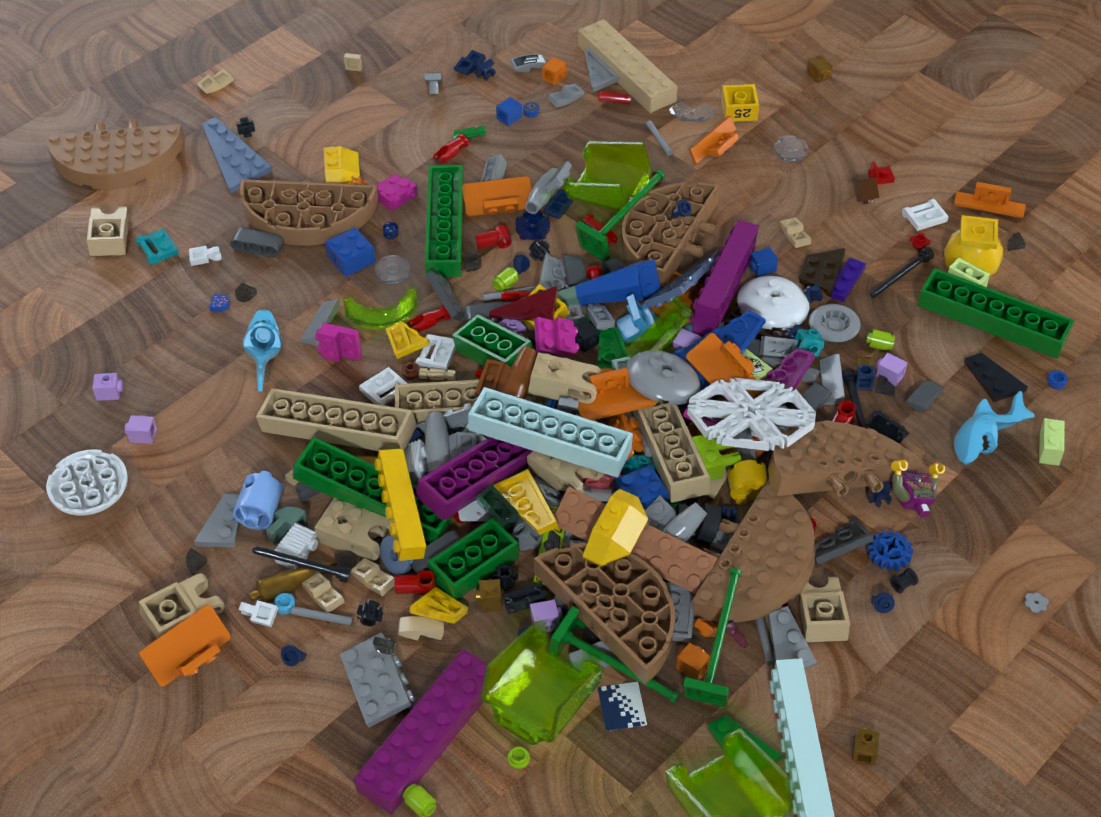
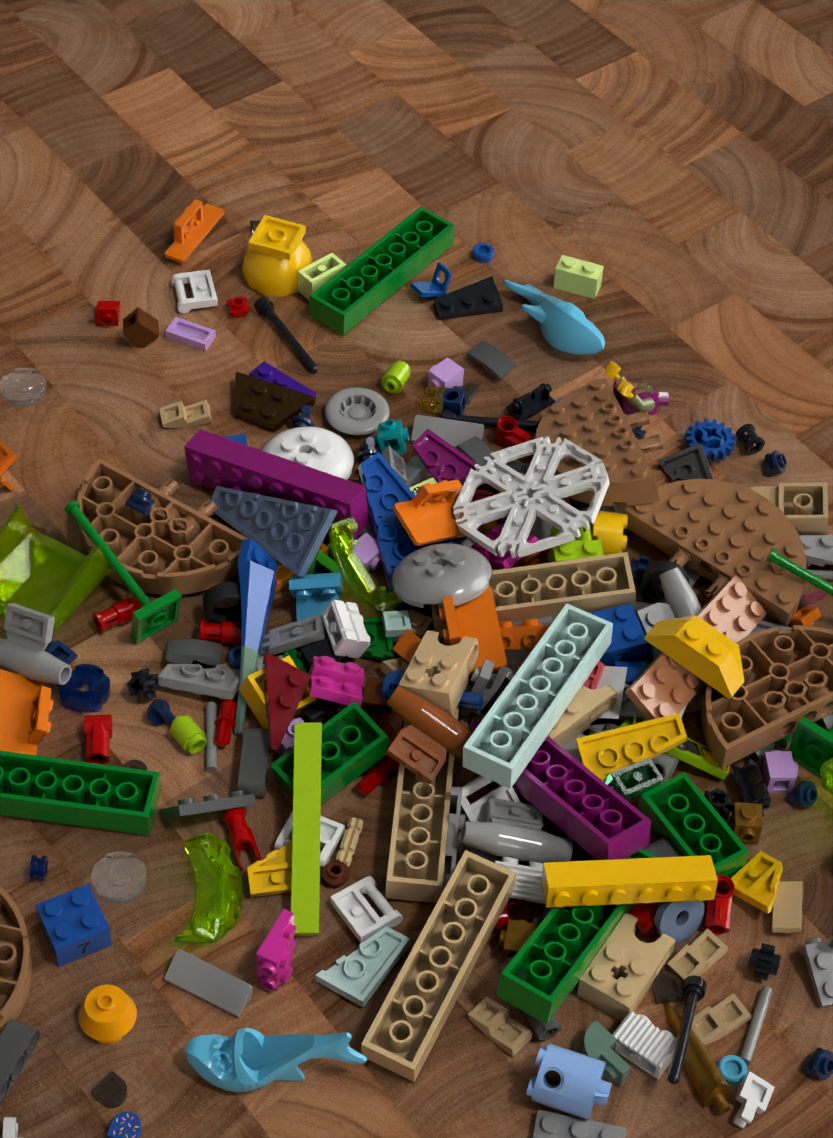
camera: 85 degrees left, 0 degrees up
(292, 278) = (107, 1014): none -> light orange cone
(338, 388) = (367, 967): none -> light aqua wing
(432, 339) = (306, 828): none -> lime tile
(605, 336) = (345, 629): none -> white brick
(880, 221) = (190, 333): none -> lavender tile
(993, 348) = (435, 287): none -> blue bracket
(1036, 602) = (782, 347): light grey plant -> none

